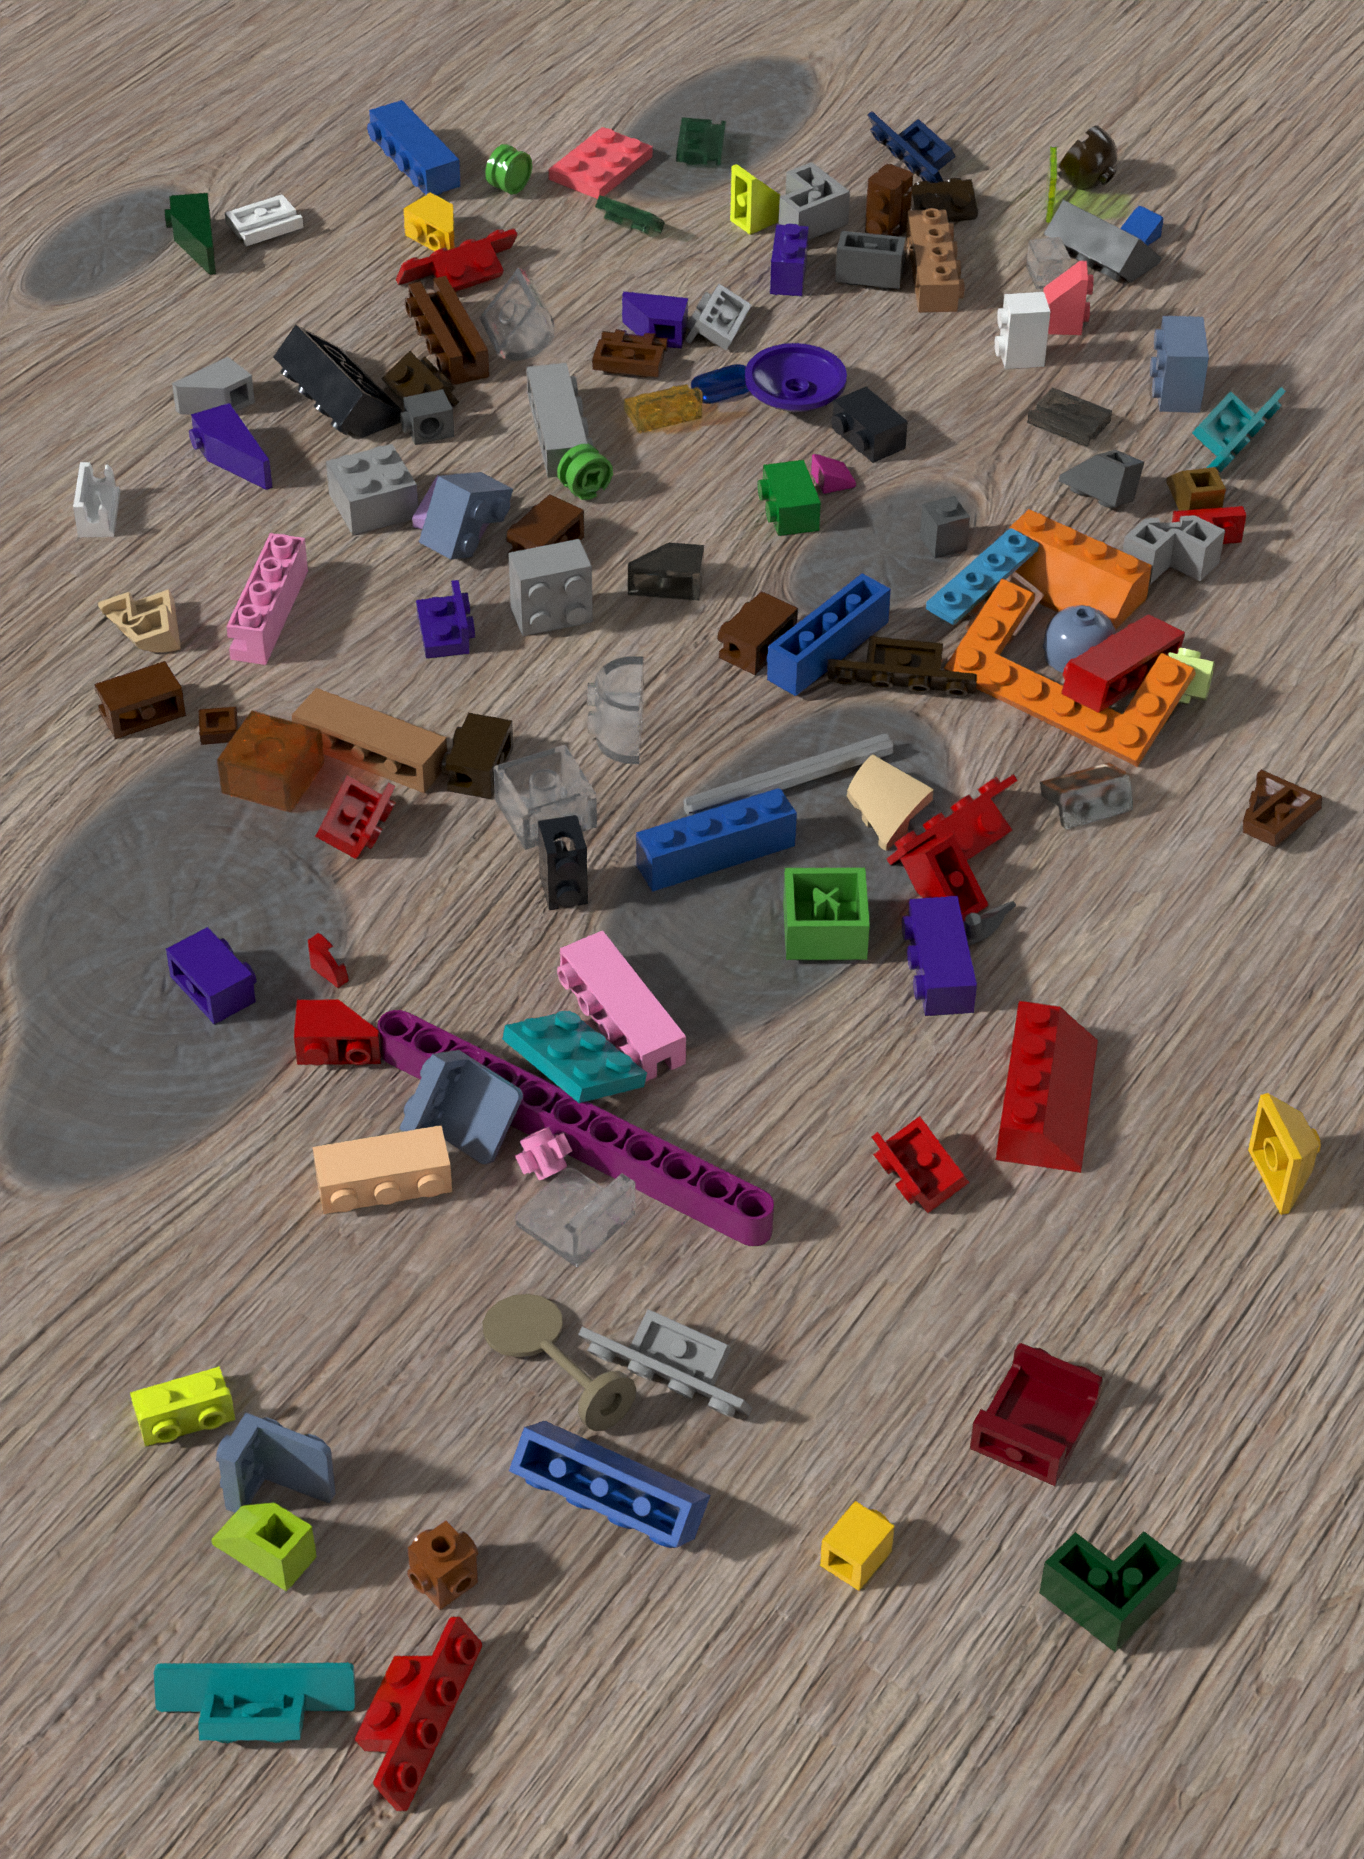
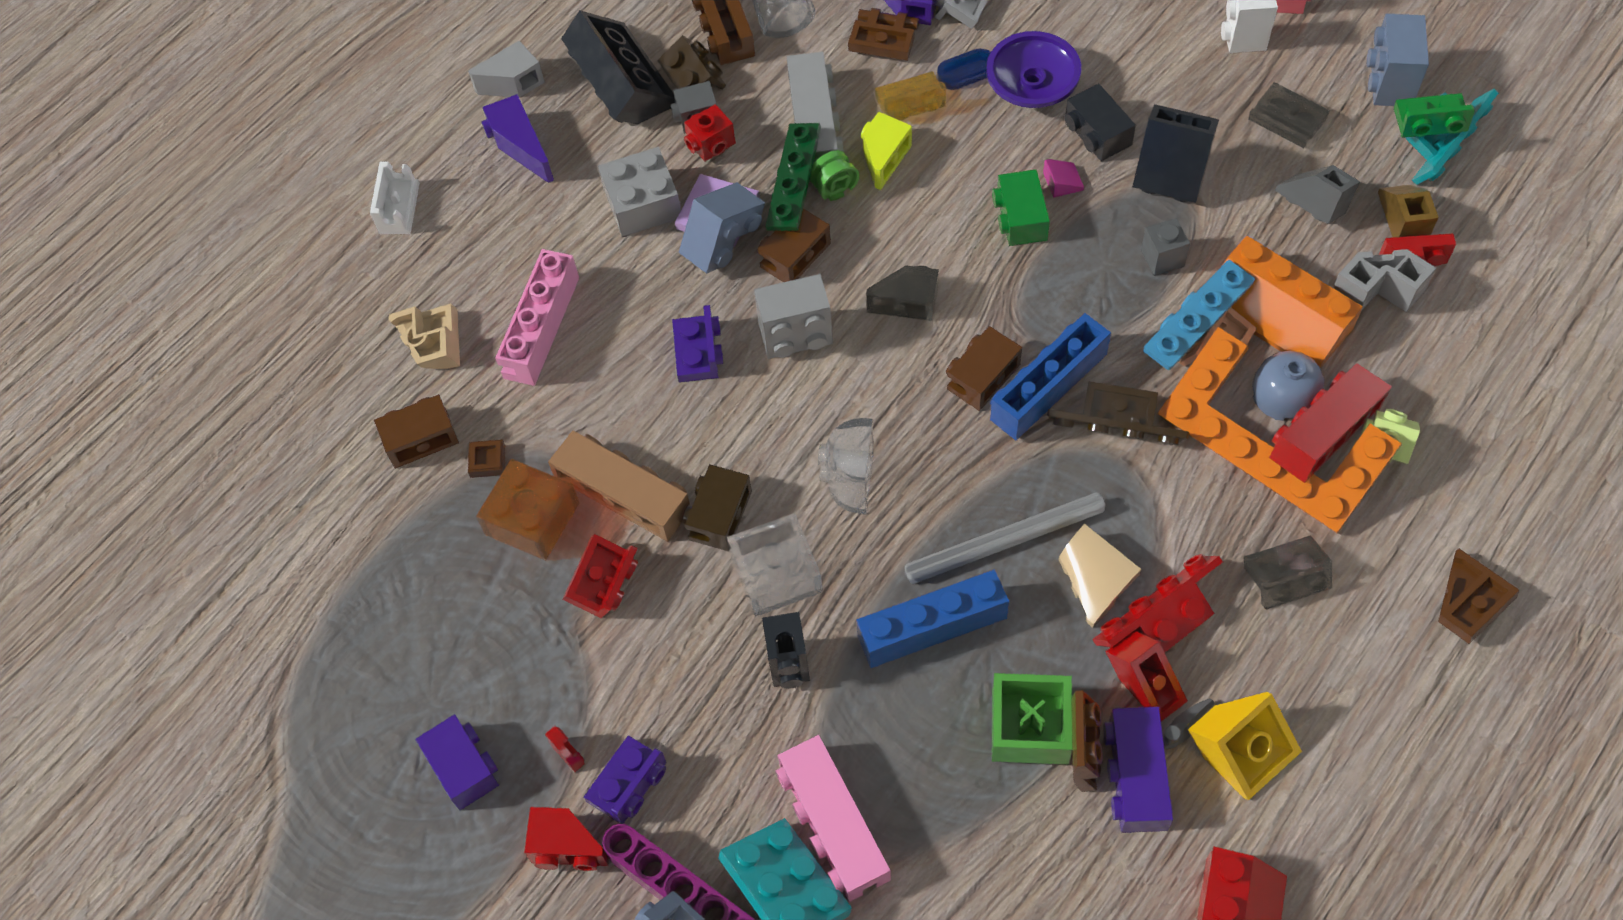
camera: 10 degrees right, 15 degrees up
(397, 984) = (626, 779): none -> dark purple bracket
(446, 436) = (709, 133): none -> red brick
(542, 468) = (793, 177): none -> dark green bracket
(639, 448) = (885, 146): none -> neon yellow slope
(883, 925) = (1085, 743): none -> reddish brown slope
(949, 442) = (1175, 153): none -> black brick
(1050, 928) = (1246, 741): none -> yellow slope
(1218, 407) = (1433, 115): none -> green bracket

